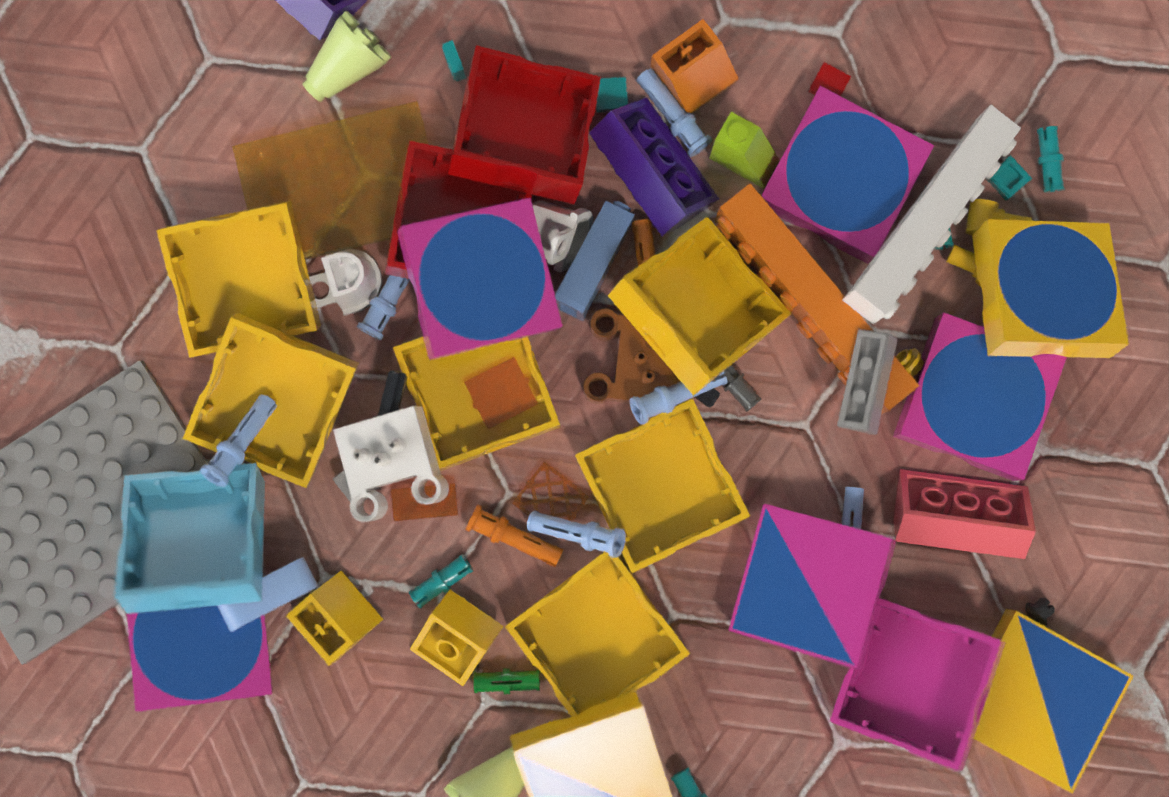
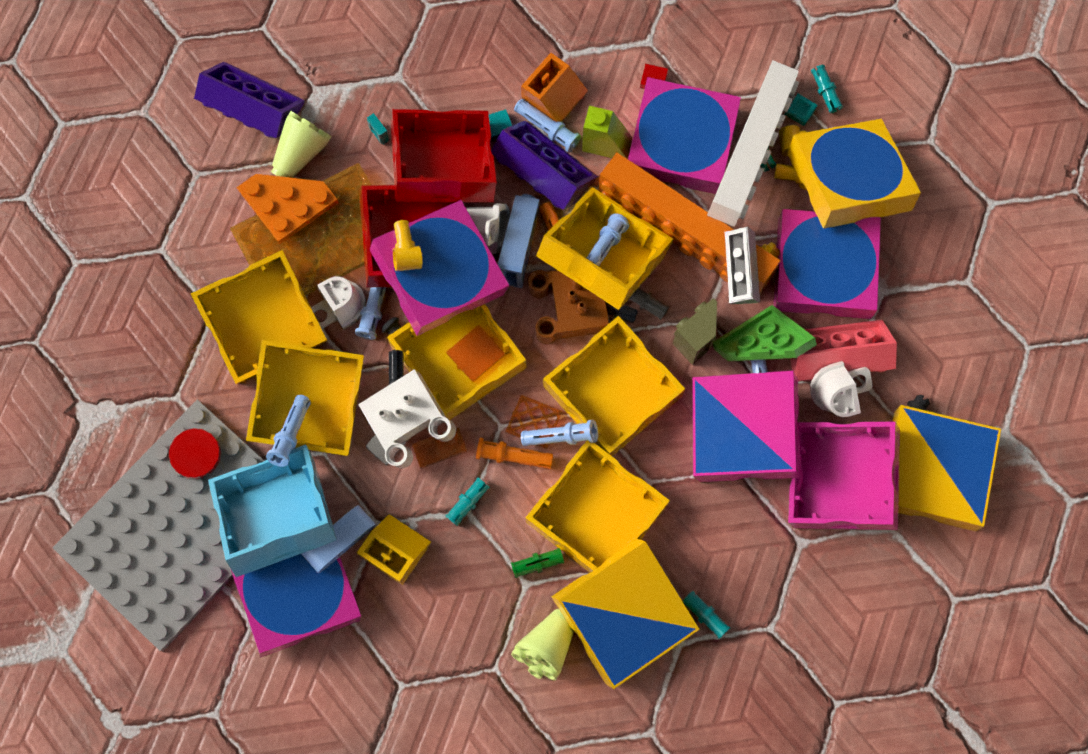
camera: 15 degrees left, 10 degrees down
(119, 432) = (194, 453): none -> red tile
(311, 132) = (286, 202): none -> orange plate
(405, 331) = (391, 326): none -> black piece
(438, 258) = (405, 254): none -> yellow pin
(456, 637) = (490, 540): yellow slope -> none
(666, 398) = (599, 319): light blue pin -> none
(709, 290) = (609, 236): none -> light blue pin
(789, 448) = (697, 334): none -> olive slope
(871, 476) = (765, 337): none -> bright green plate
(940, 570) = (836, 390): none -> white container

